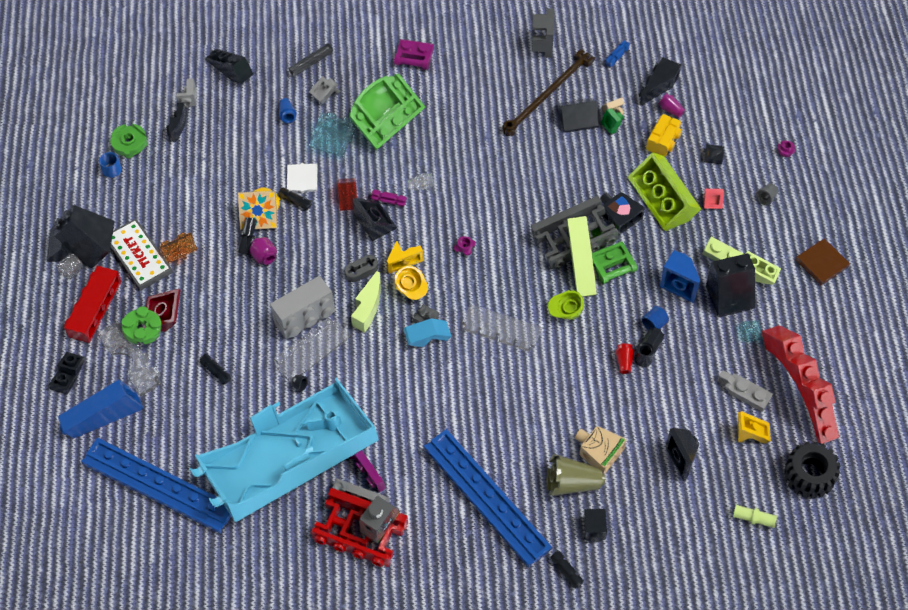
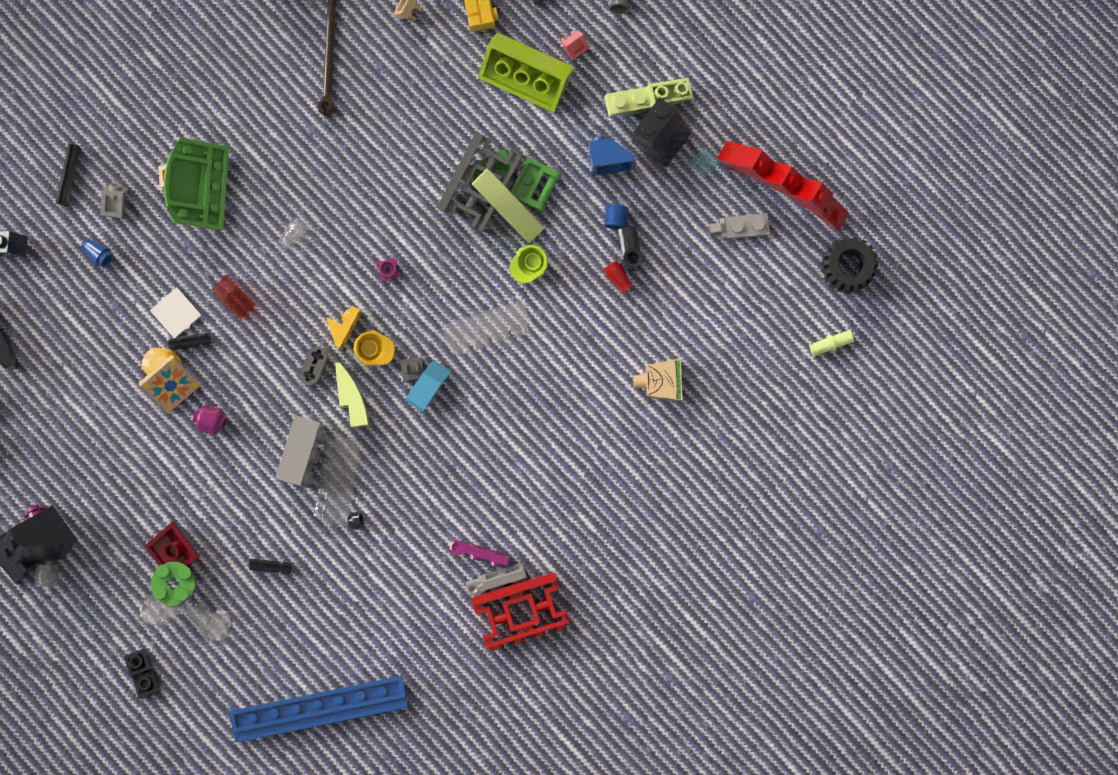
camera: 40 degrees left, 25 degrees up
(92, 304) = (103, 594): red brick -> none
(100, 409) = (208, 686): blue slope -> none
(139, 255) = (97, 511): tile -> none
(178, 248) = (130, 478): clear orange hips -> none
(247, 235) = (182, 417): black axle -> none
(286, 450) = (403, 596): medium azure piece -> none
(332, 134) = (166, 246): clear light blue plate -> none
(372, 218) = (282, 305): black slope -> none
(378, 518) = (537, 595): dark grey torso -> none
(389, 198) = (276, 273): magenta axle -> none
(414, 53) = (161, 85): magenta plate -> none
(488, 498) = (602, 499): blue plate -> none
(567, 569) = (715, 510): black axle -> none
(571, 476) = (660, 427): olive cone -> none
(578, 115) = (378, 41): black slope -> none
(595, 524) = (710, 455): black brick -> none
(611, 120) = (418, 26): green tile -> none
(621, 211) = (502, 125): black torso -> none
(682, 450) = (734, 330): black slope -> none
(752, 428) = (775, 262): yellow slope -> none
(822, 261) = (717, 38): reddish brown tile -> none

